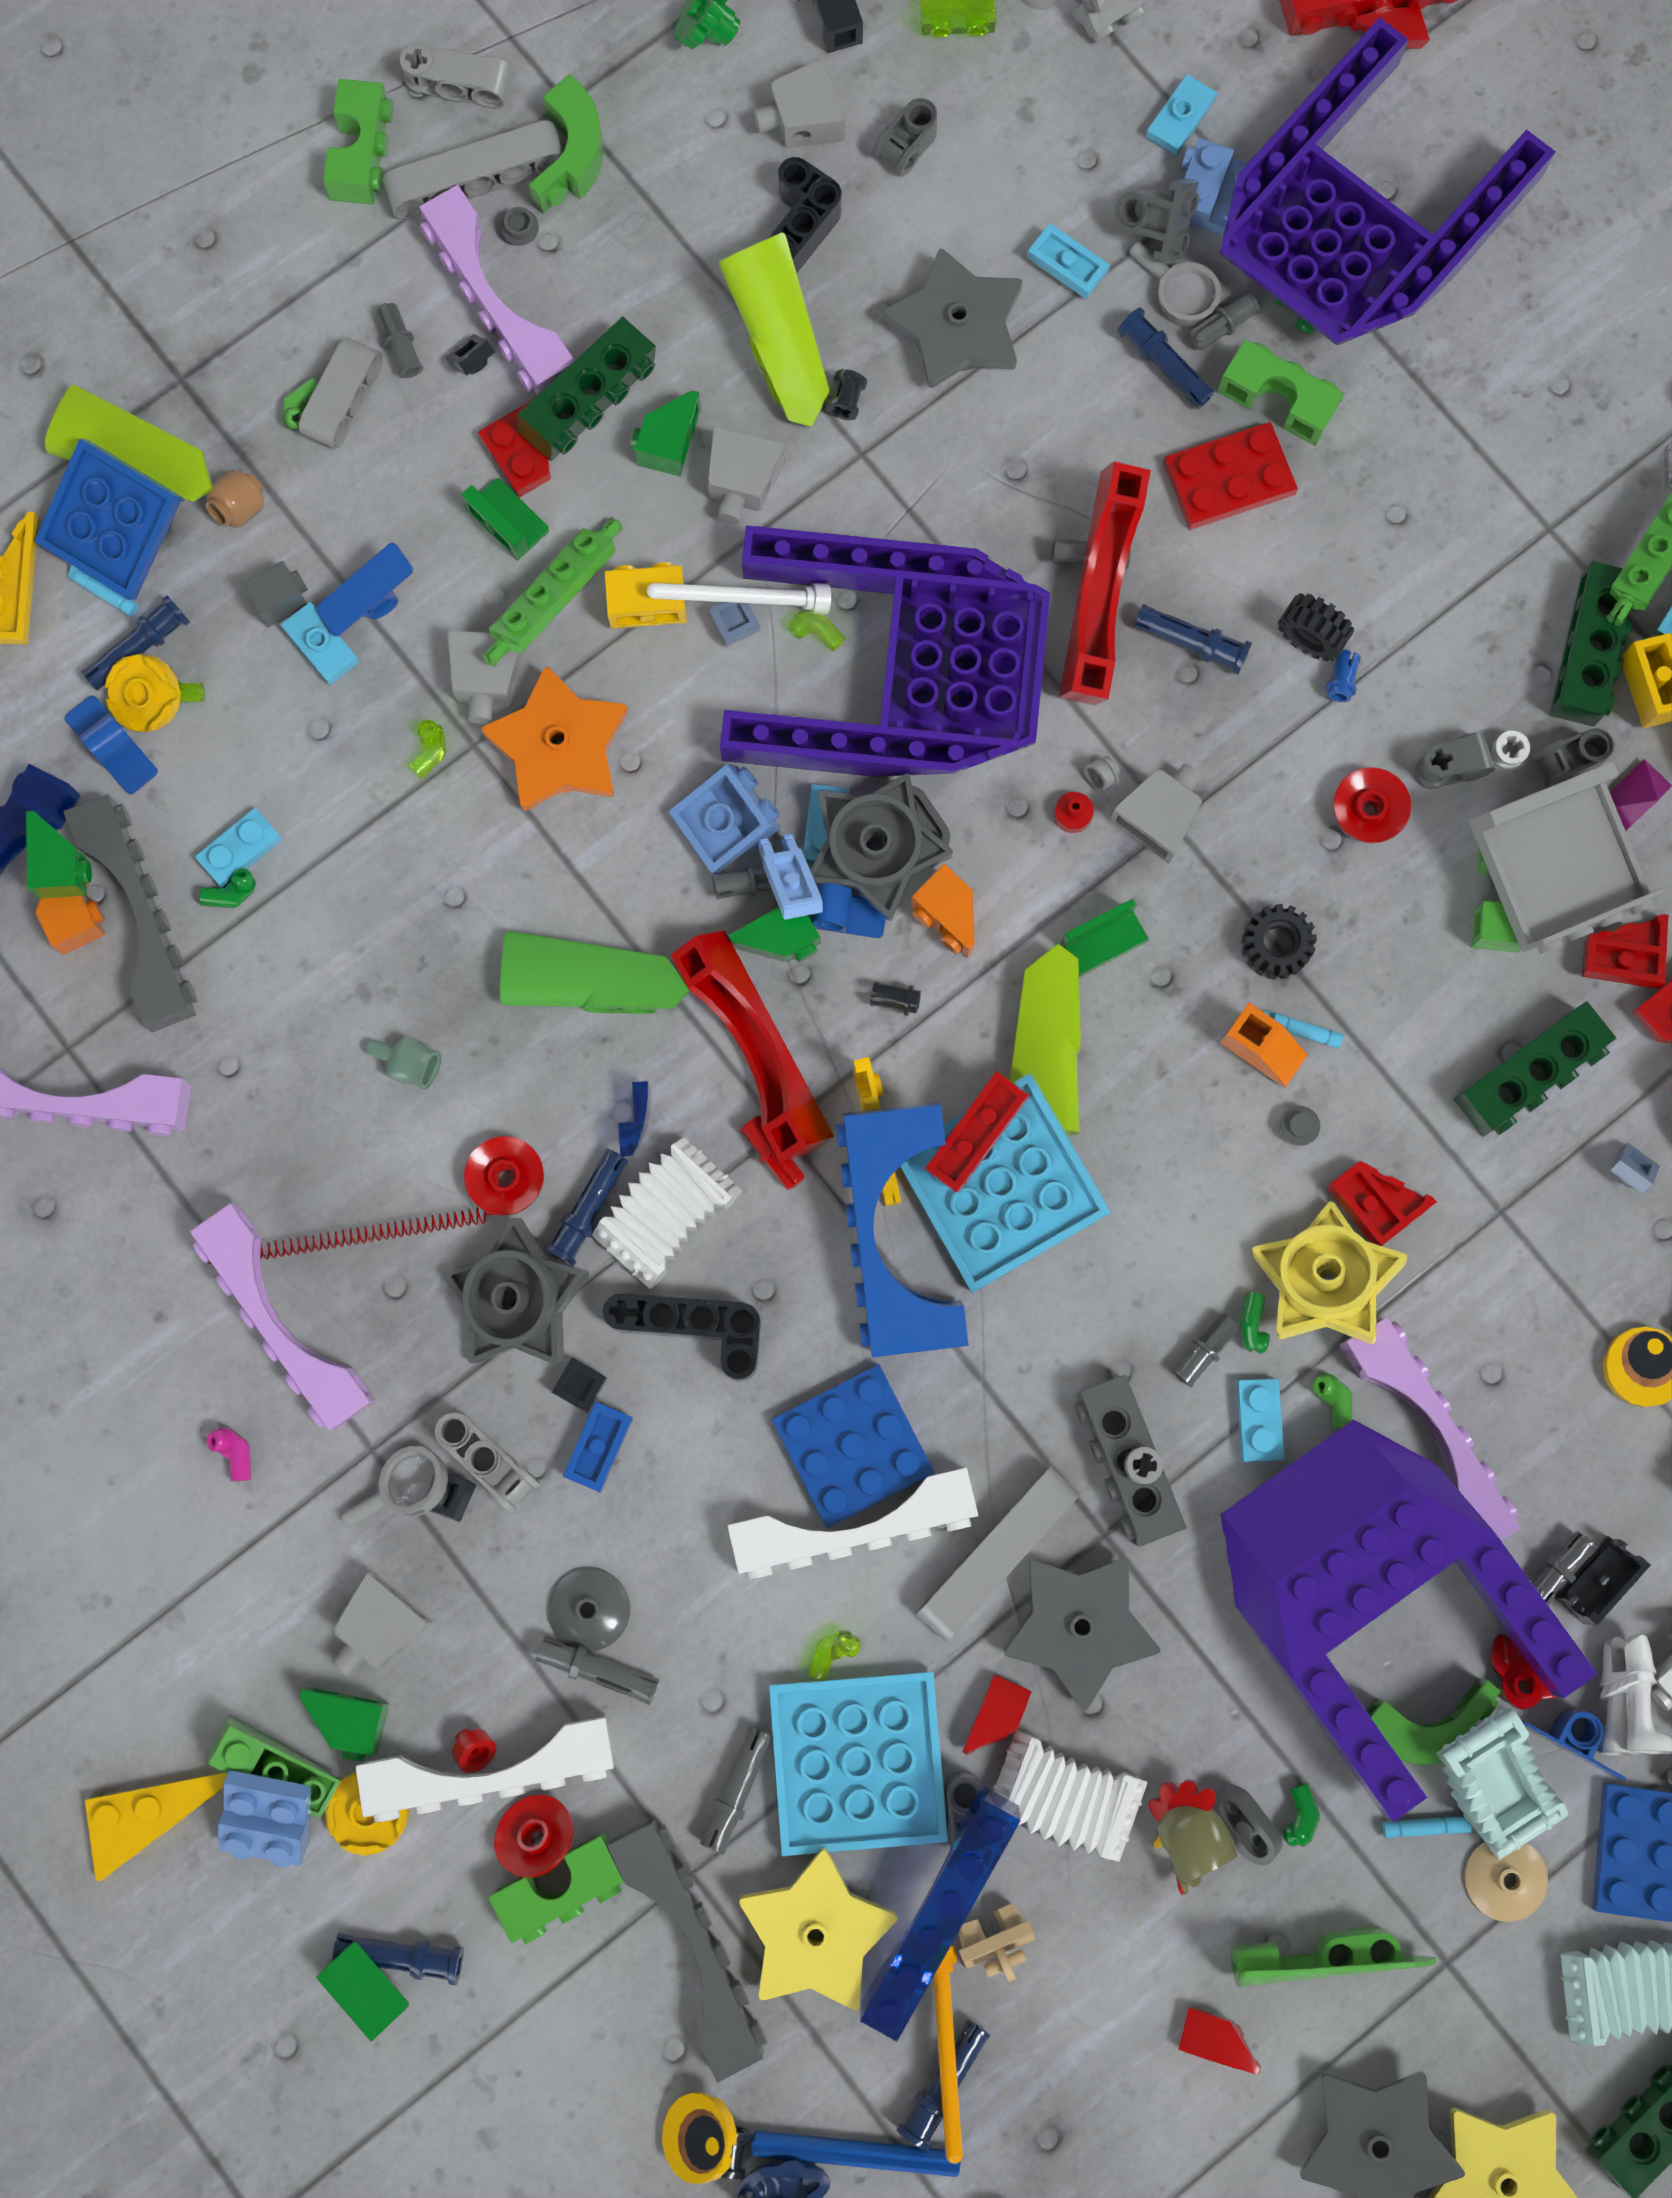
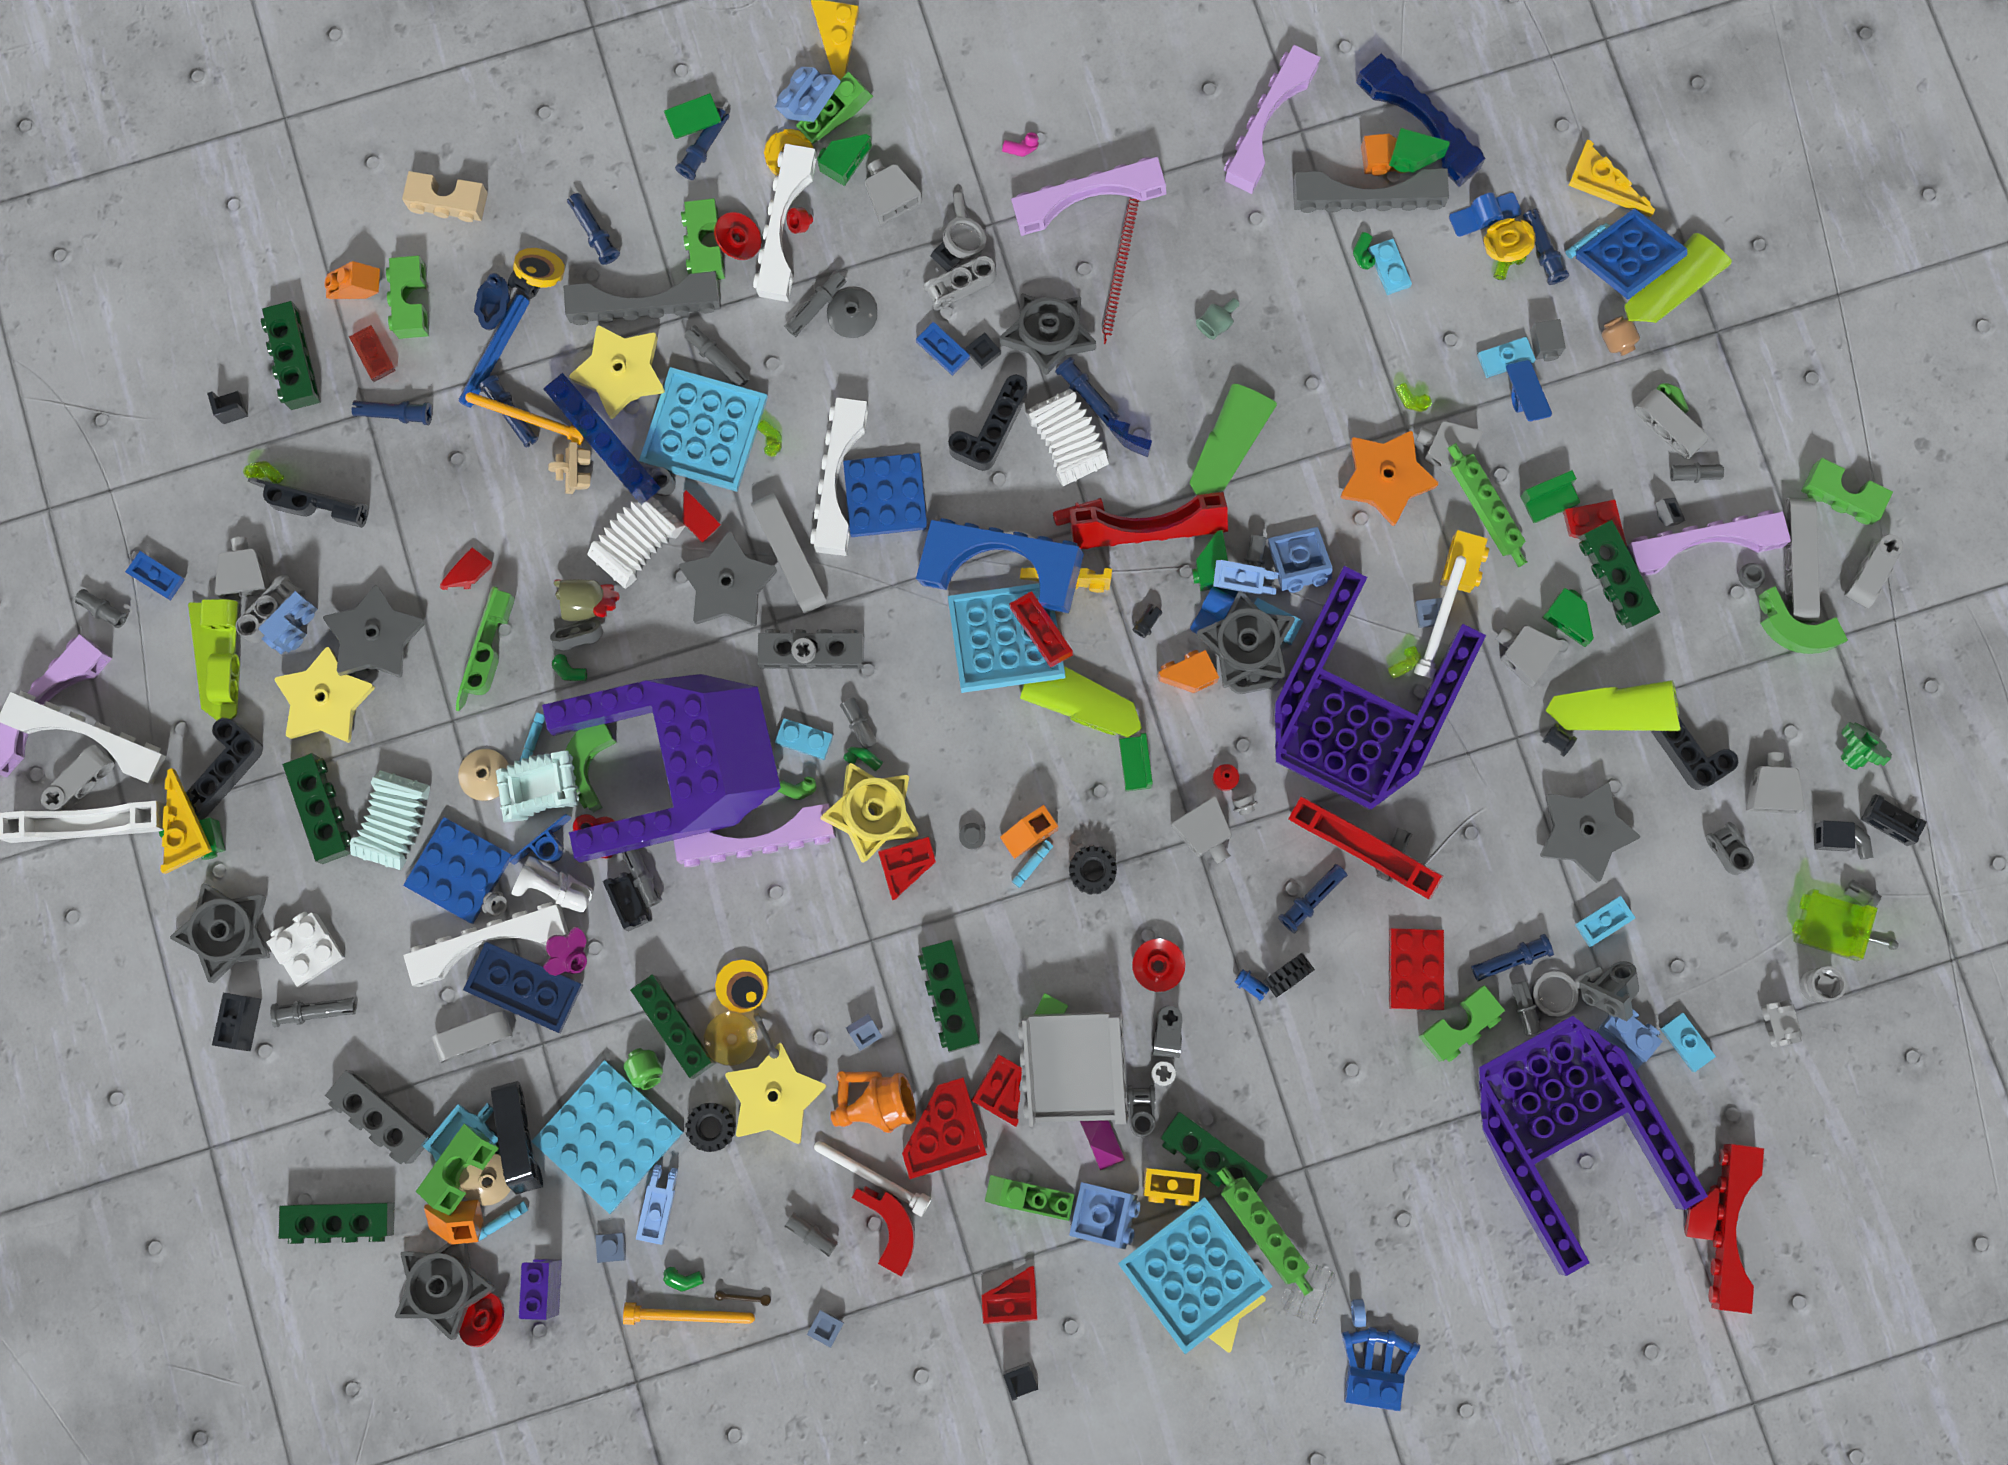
camera: 115 degrees right, 0 degrees up
(492, 1159) = (1128, 339): red dish -> none
(613, 2063) = (597, 237): none -> dark blue pin

